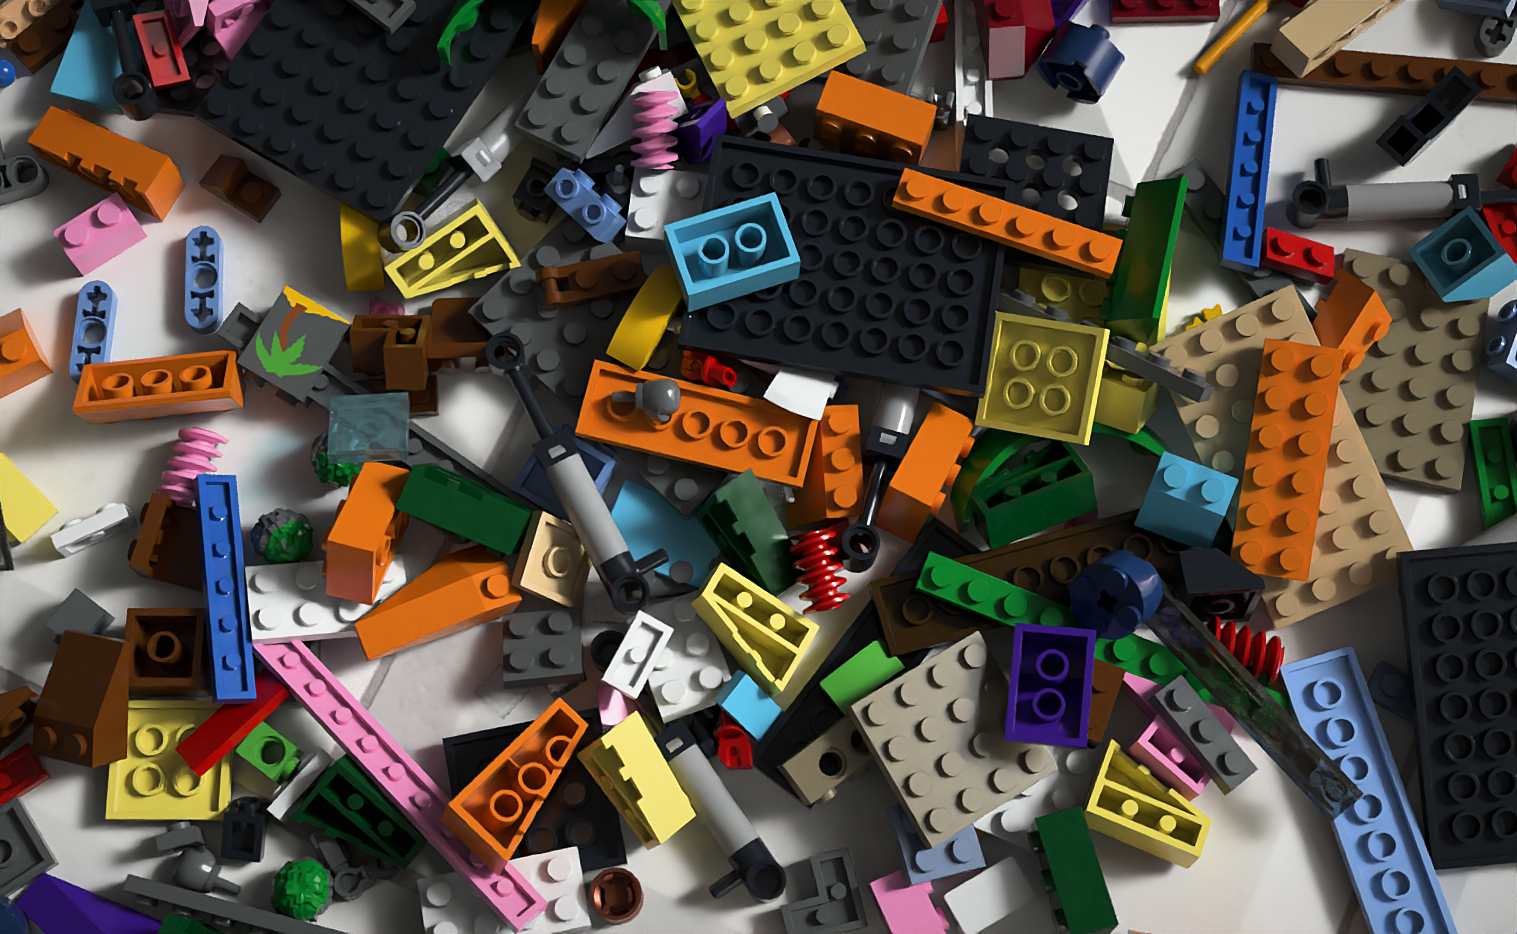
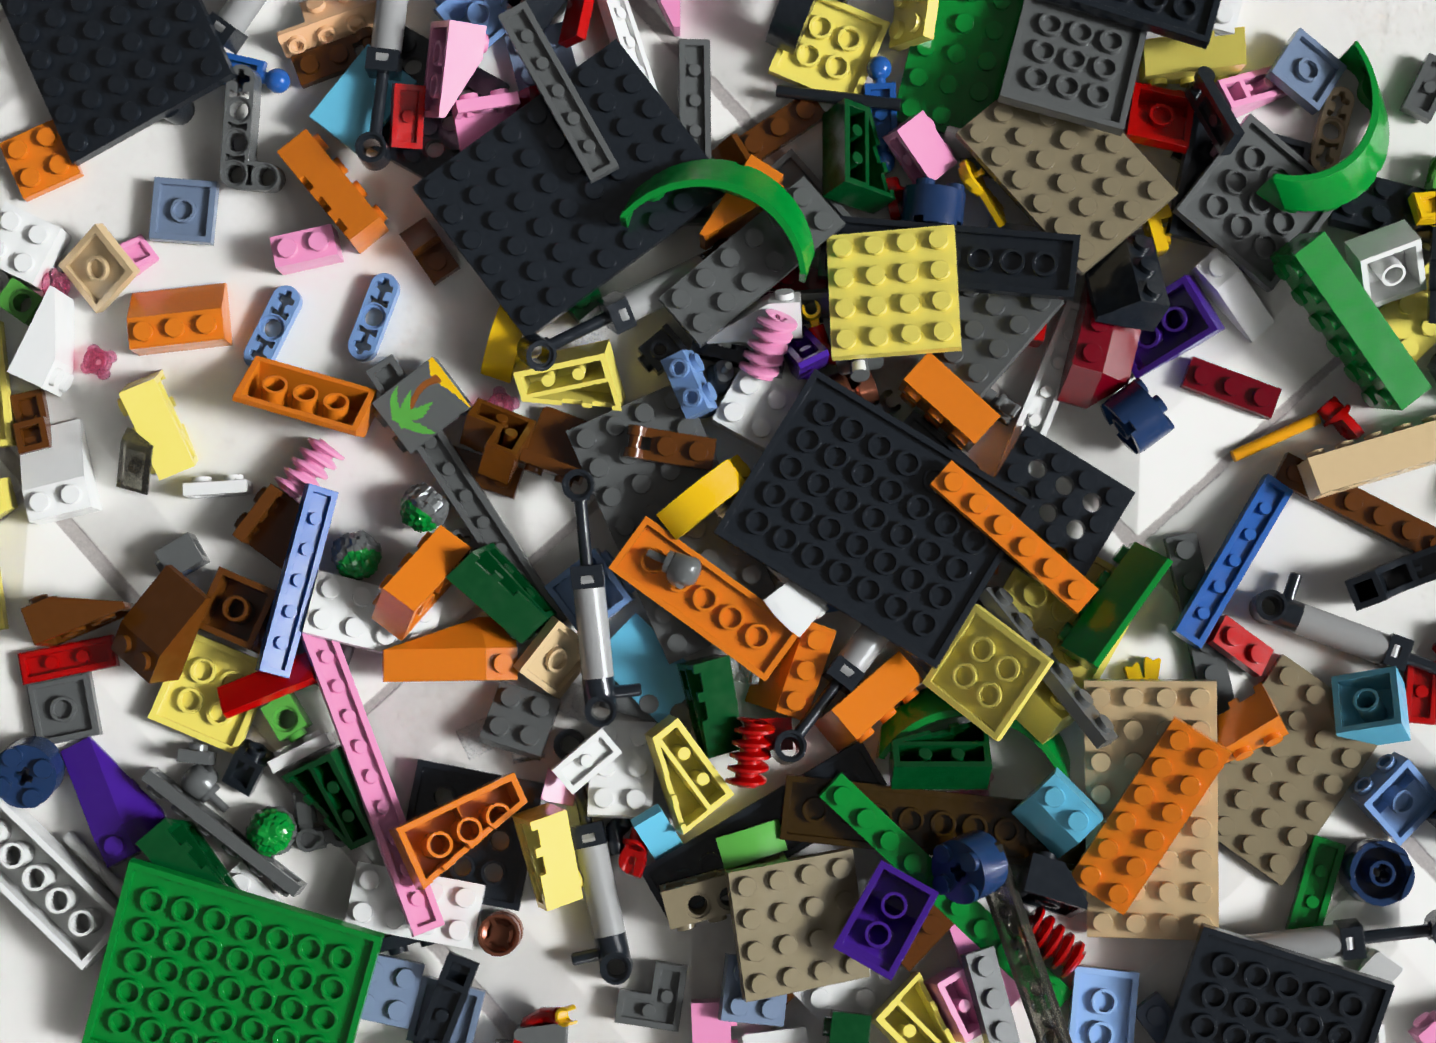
camera: 25 degrees right, 10 degrees up
(369, 428) = (452, 499): clear light blue tile -> none
(706, 369) = (730, 558): red piece -> none
(731, 251) = (784, 479): medium azure brick -> none

